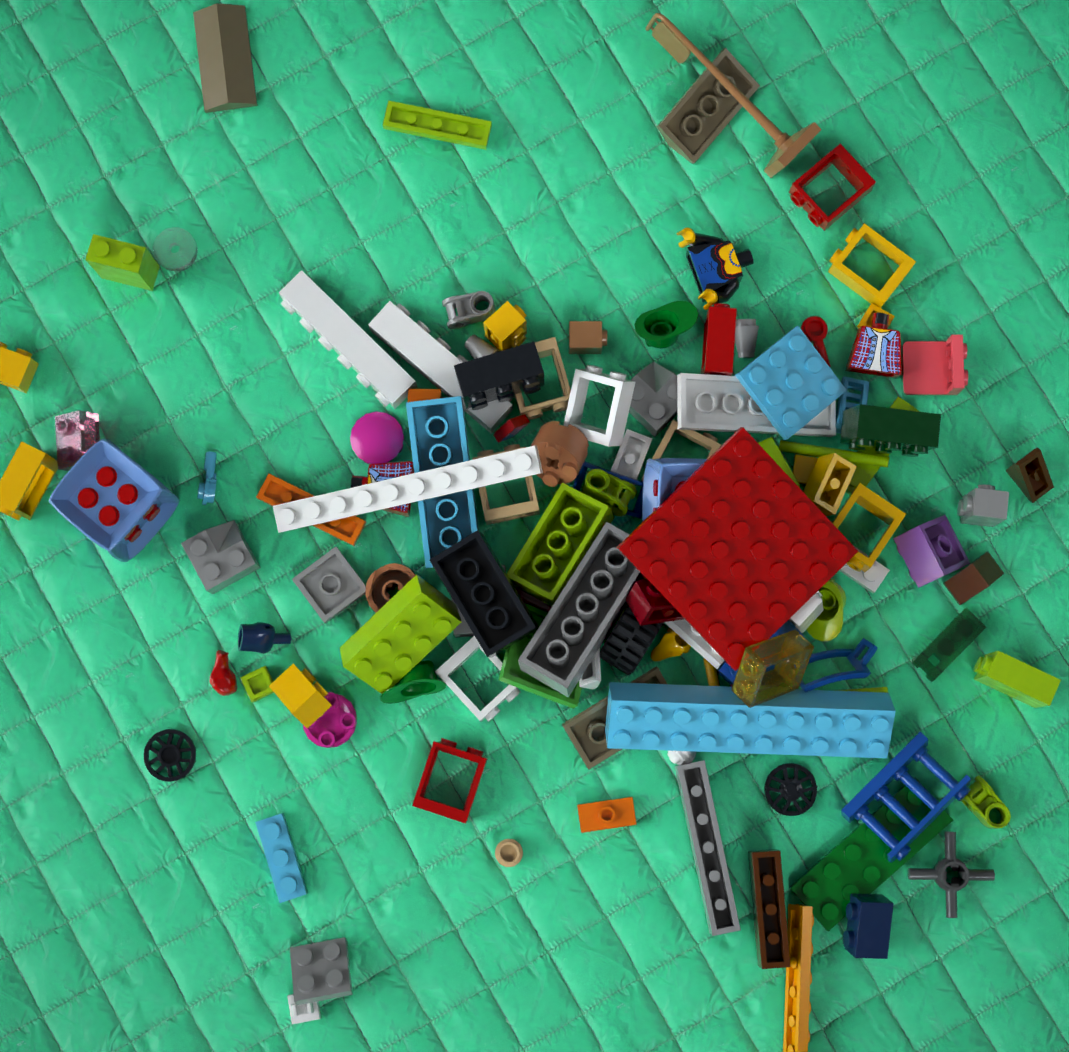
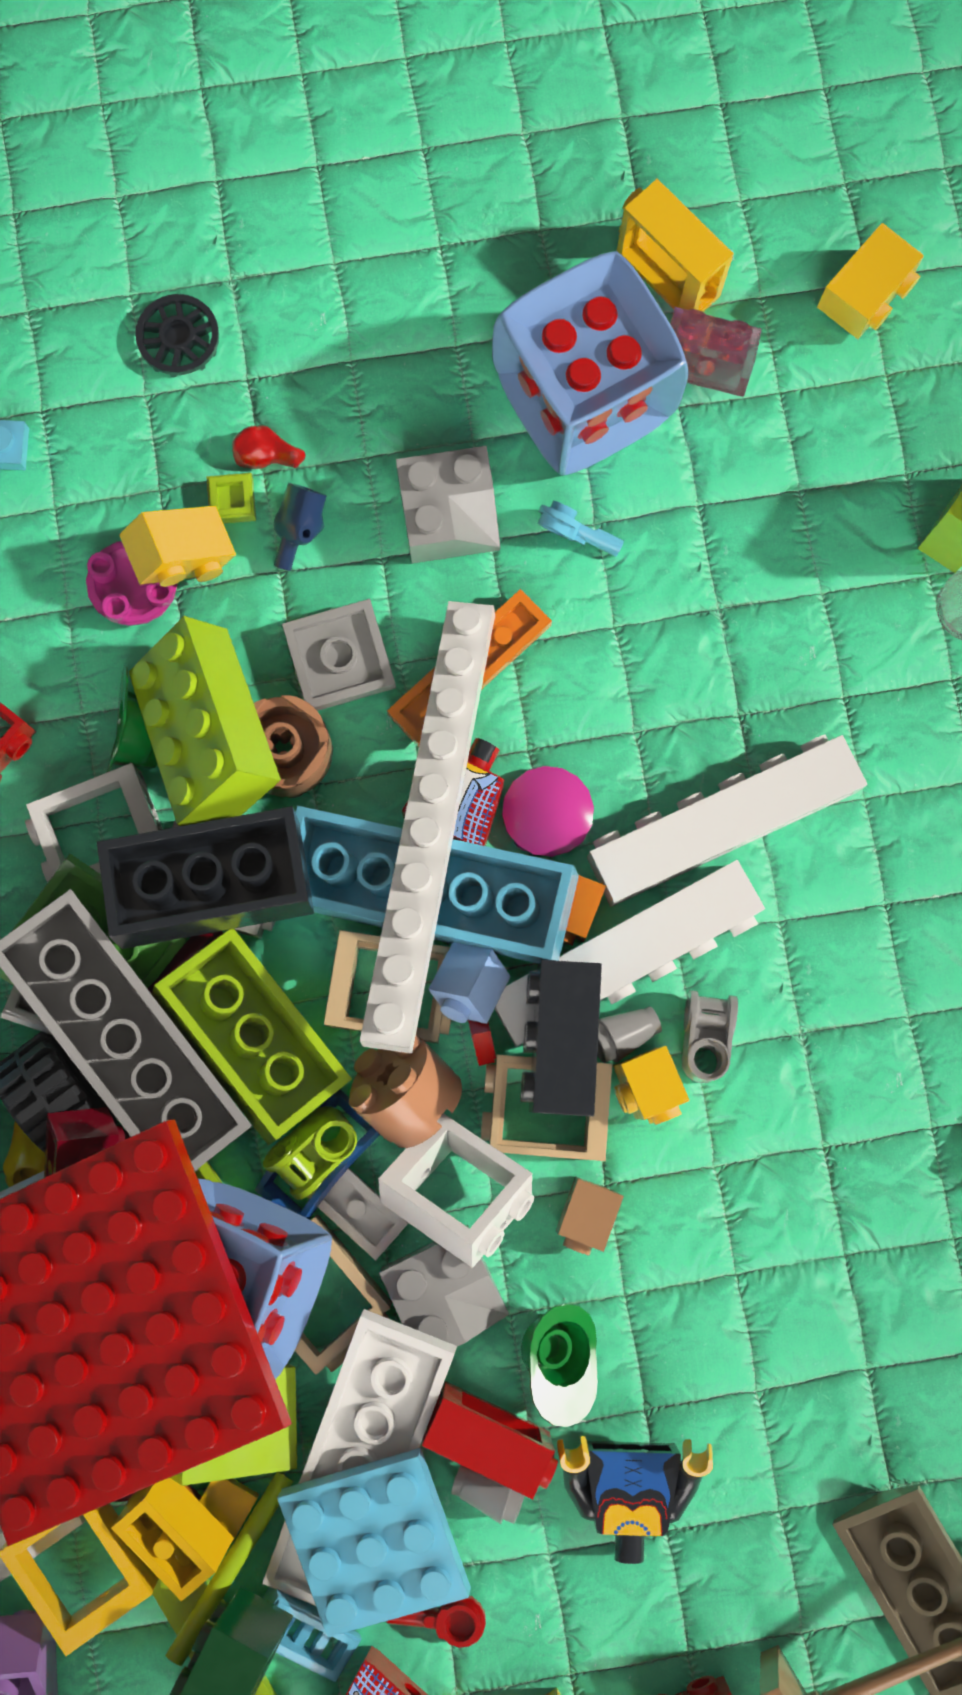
camera: 105 degrees right, 0 degrees up
(488, 438) = (469, 983): none -> light blue brick

